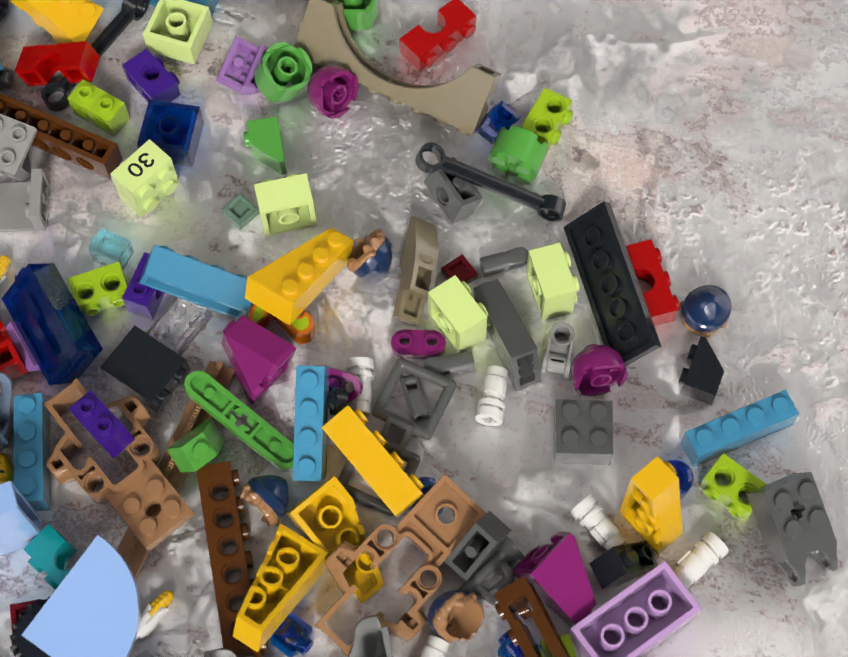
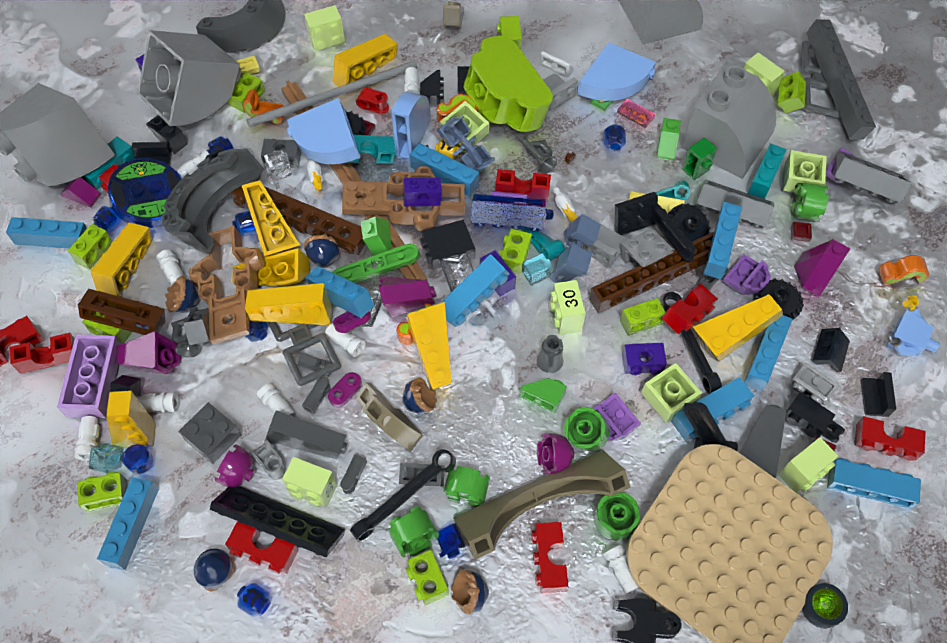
camera: 125 degrees right, 5 degrees down
(35, 216) = (575, 259): none -> sand blue piece
(69, 257) = (544, 244): none -> teal piece
(173, 129) = (592, 342): clear blue brick -> none
(217, 166) = (551, 355): none -> dark grey plant
(240, 211) = (511, 353): sand green tile -> none
(285, 204) = (489, 369): yellowish green brick -> none
(337, 400) = (336, 306): black tile -> none
(432, 129) = (466, 485): none -> bright green brick
(458, 314) = (337, 412): yellowish green brick -> none
(460, 268) = (369, 445): dark red tile -> none
(529, 74) = (469, 591): none -> medium nougat hair
(698, 251) = (253, 600): none -> clear blue head
(702, 511) = (106, 458): none -> clear light blue brick
(704, 374) = (178, 531): black slope -> none
(794, 525) = (49, 499): dark grey brick -> none

